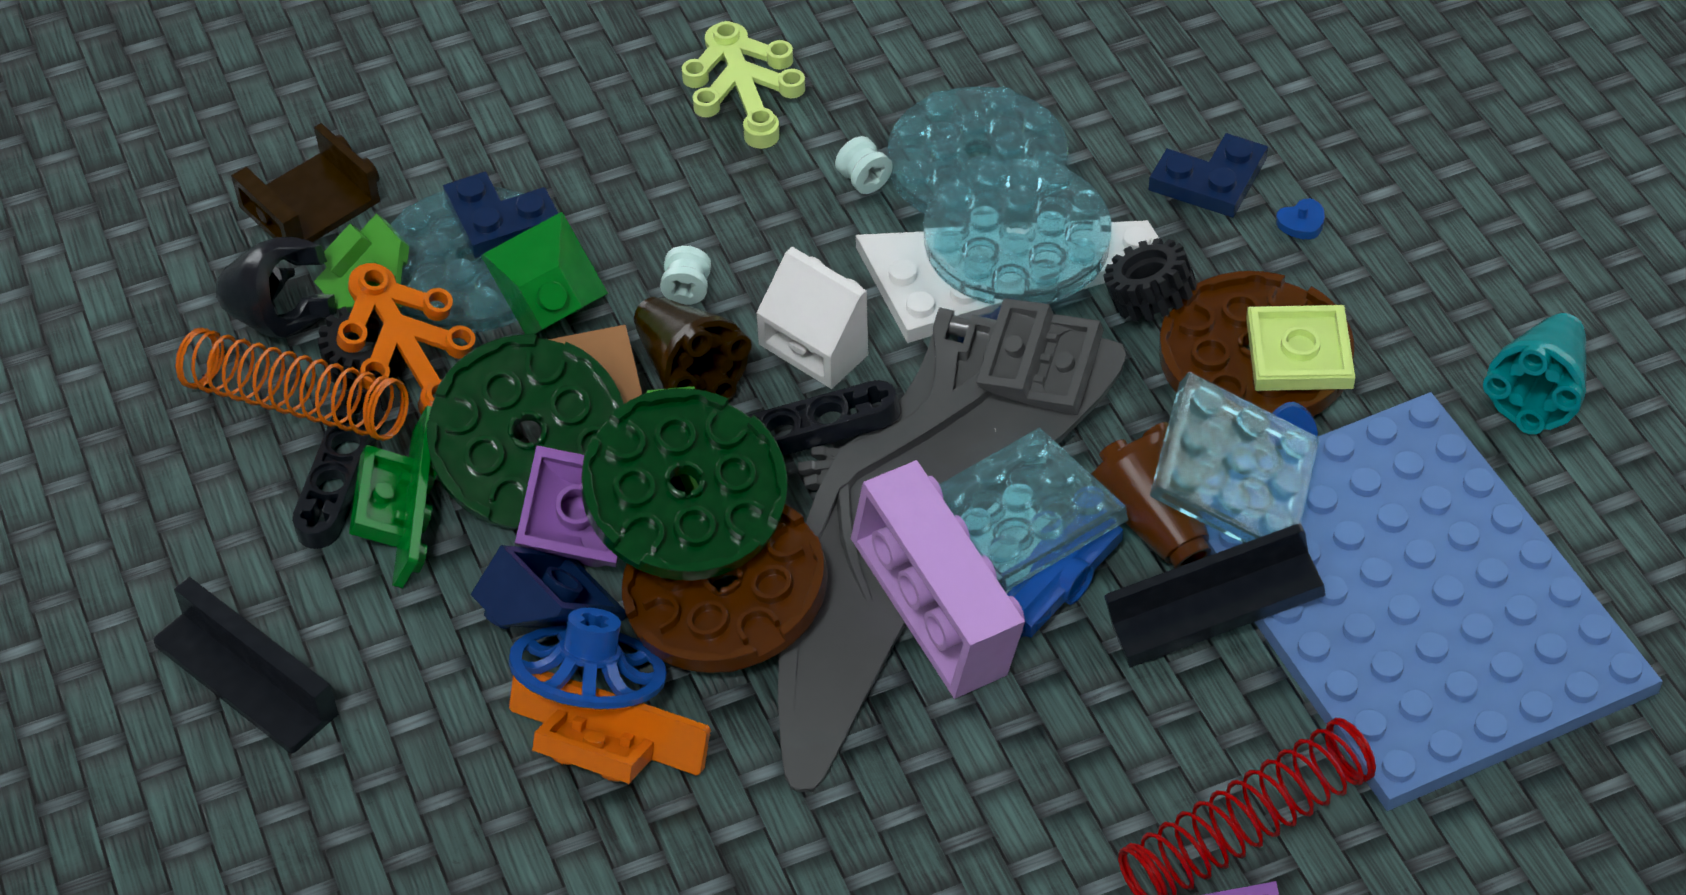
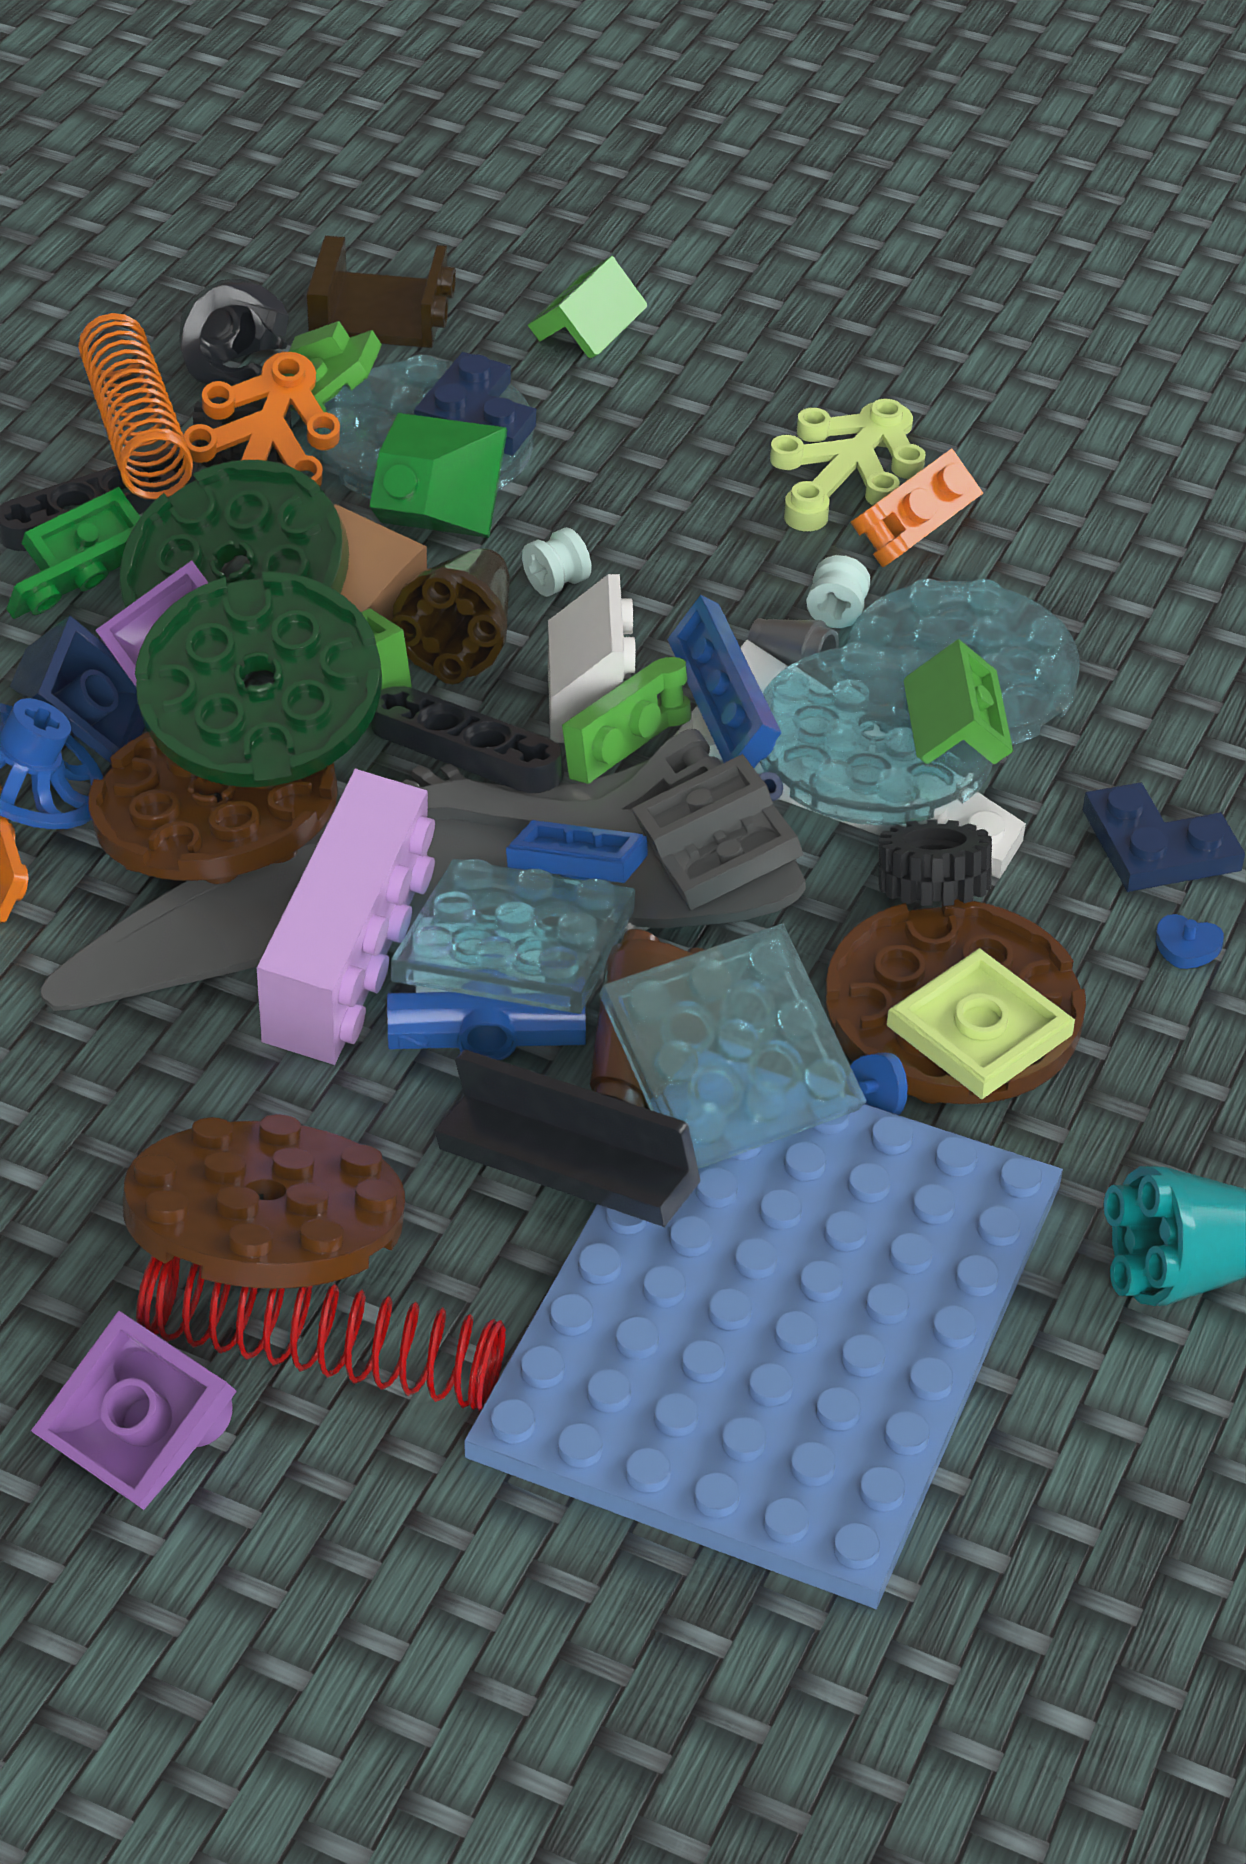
camera: 45 degrees right, 5 degrees down
(446, 96) = (592, 308): none -> panel
(828, 80) = (917, 507): none -> plate
(887, 214) = (792, 639): none -> flat silver cone
(889, 331) = (626, 719): none -> bright green plate
(915, 269) = (724, 684): none -> blue plate
(981, 433) = (577, 851): none -> blue plate
(1060, 179) = (957, 700): none -> bright green panel
(1179, 786) = (319, 1213): none -> reddish brown plate

